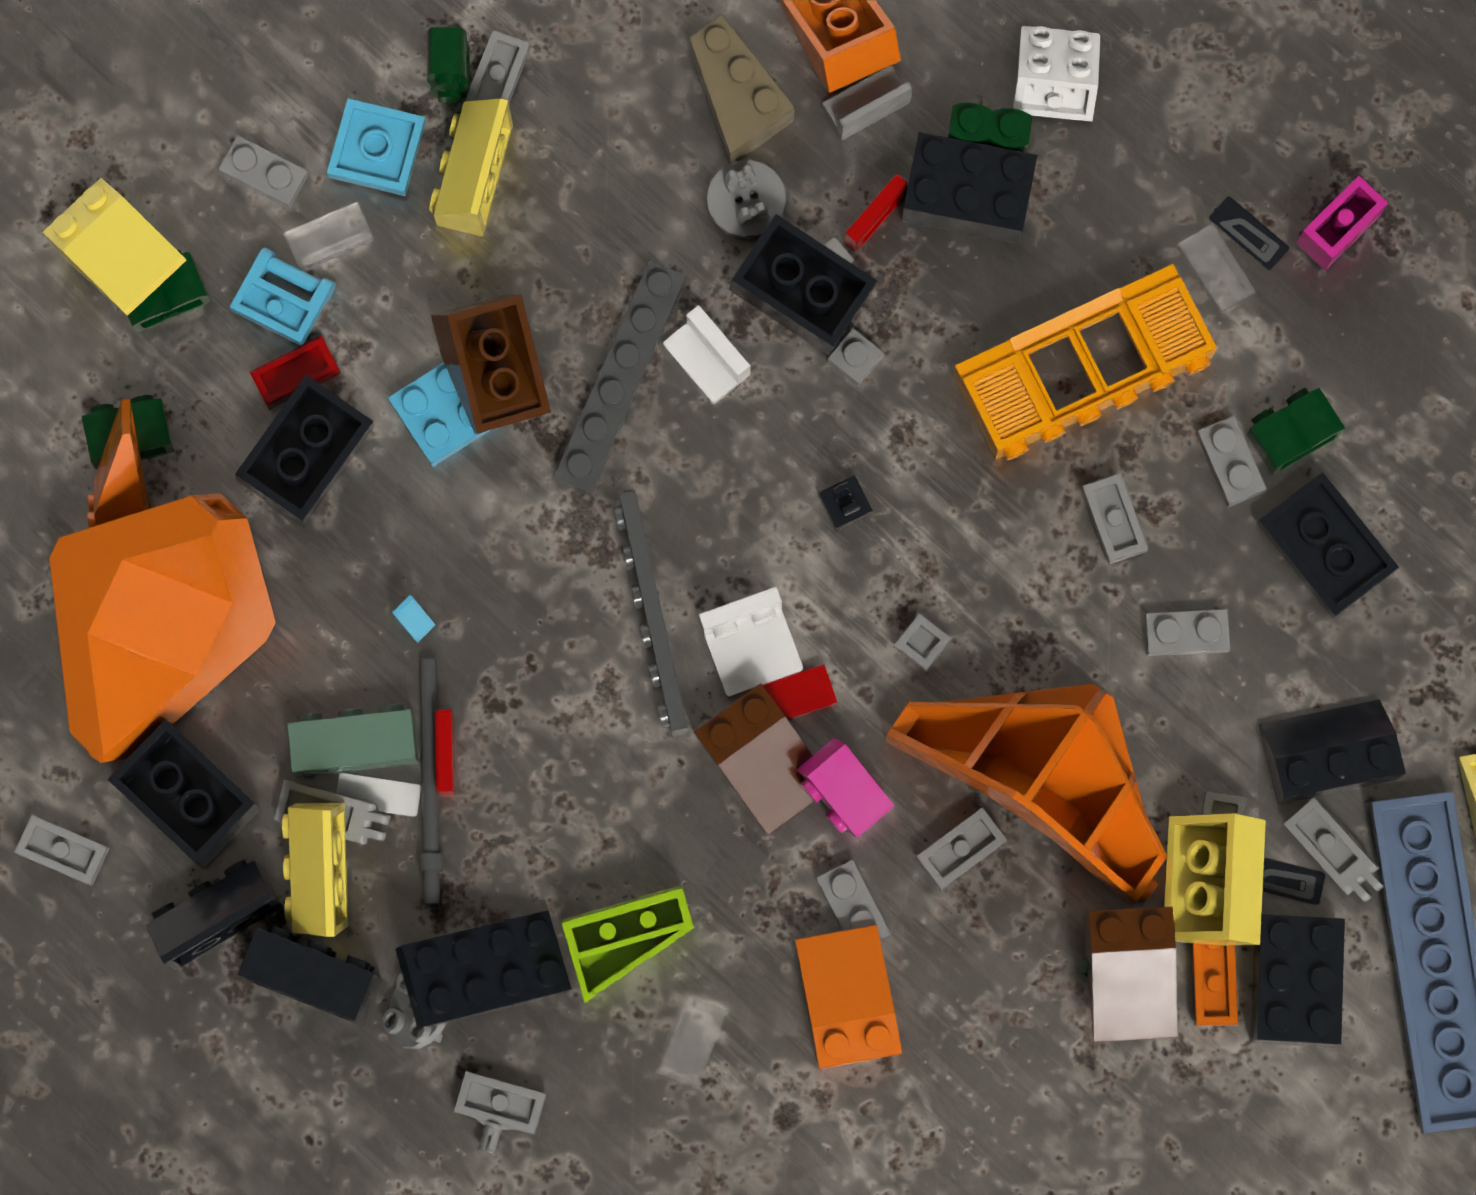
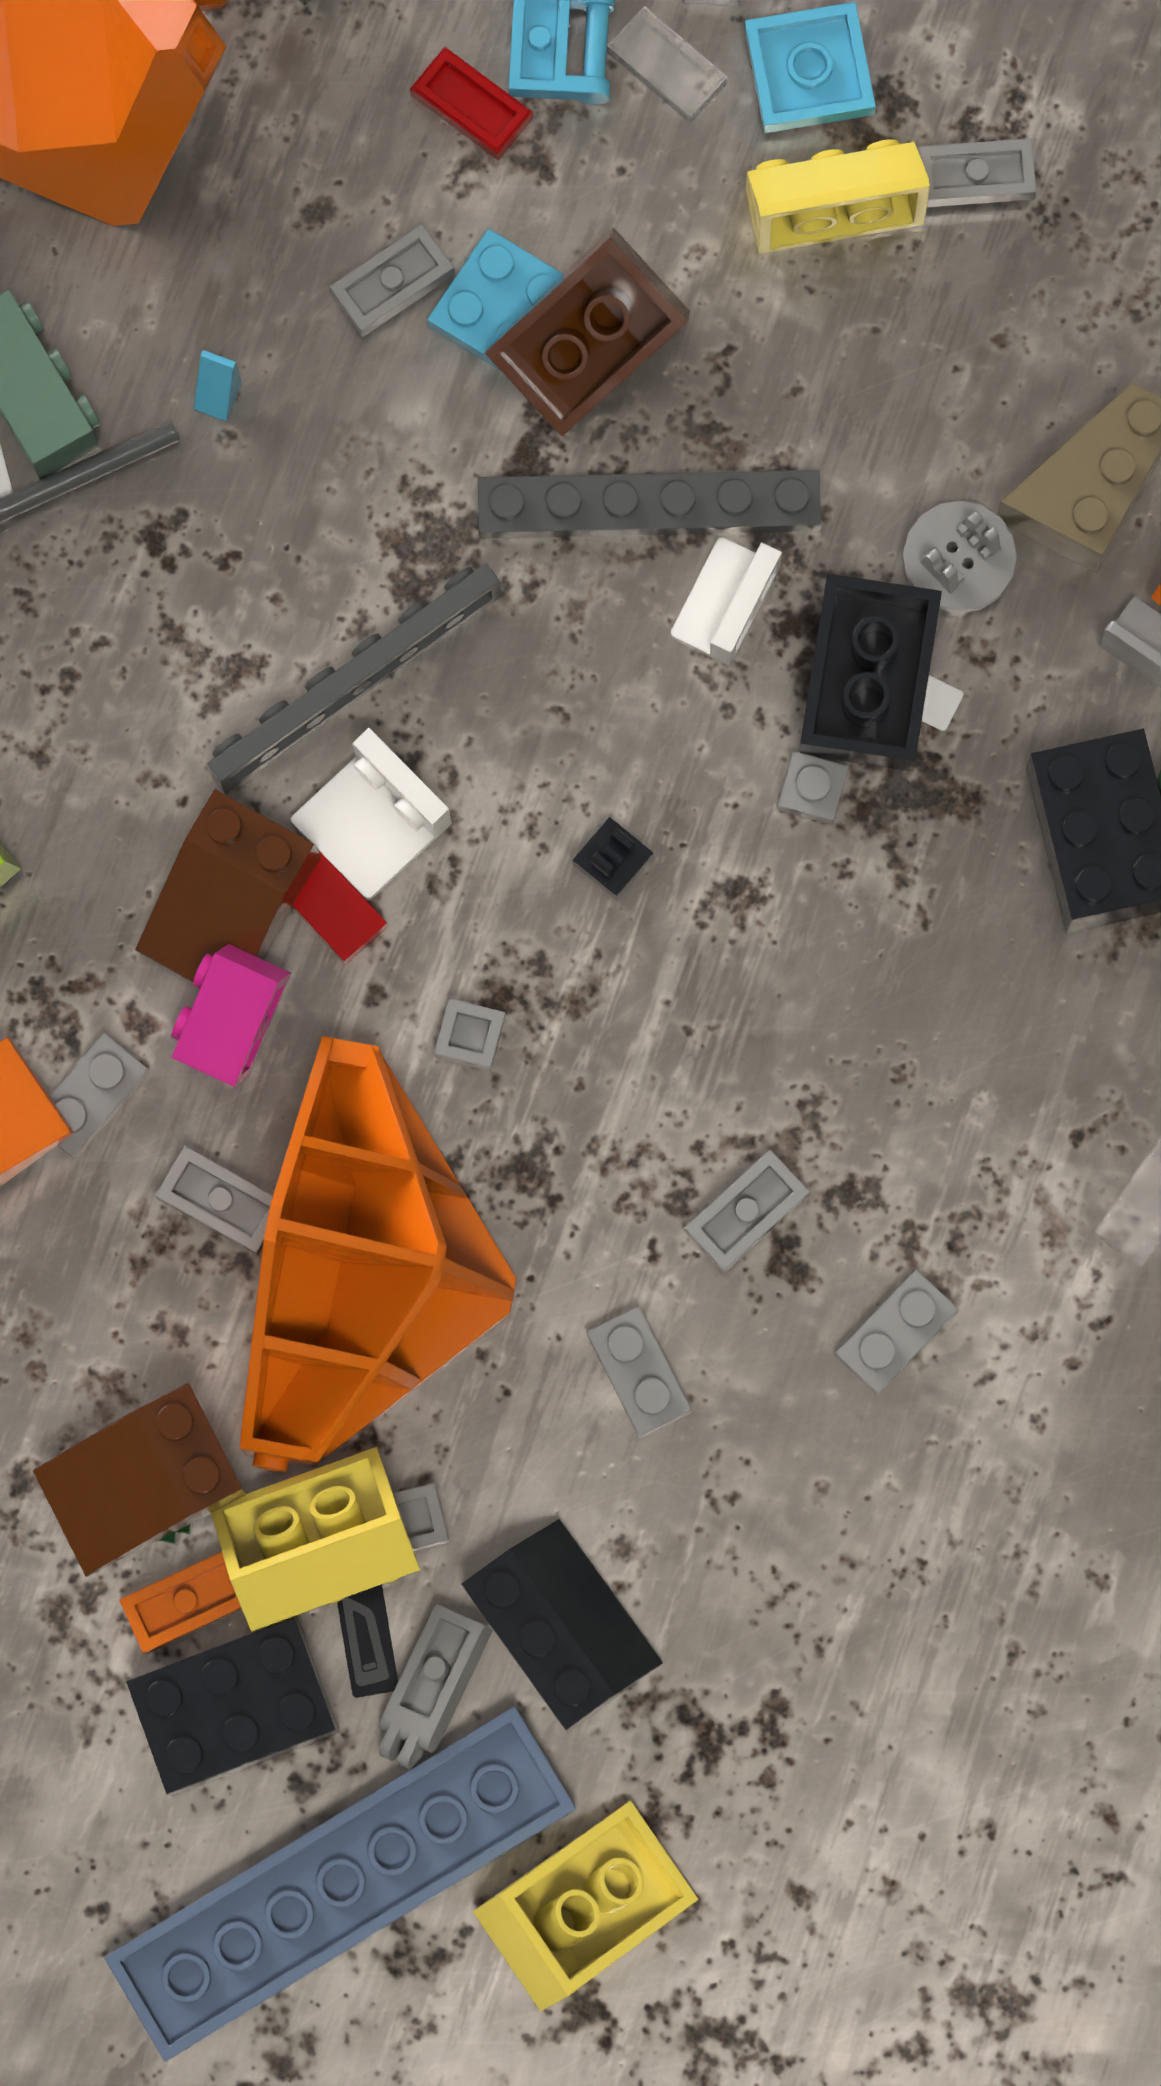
camera: 70 degrees right, 0 degrees up
(304, 450) = (366, 153): black brick -> none
(393, 474) = (392, 280): none -> light grey plate
(445, 753) = (61, 502): red tile -> none
(448, 64) = (954, 100): dark green brick -> none
(876, 213) = (1012, 726): red tile -> none
(1012, 400) = (1027, 1161): light orange window -> none
(1294, 430) = (975, 1396): dark green brick -> none
(1327, 545) = (838, 1505): black plate -> none

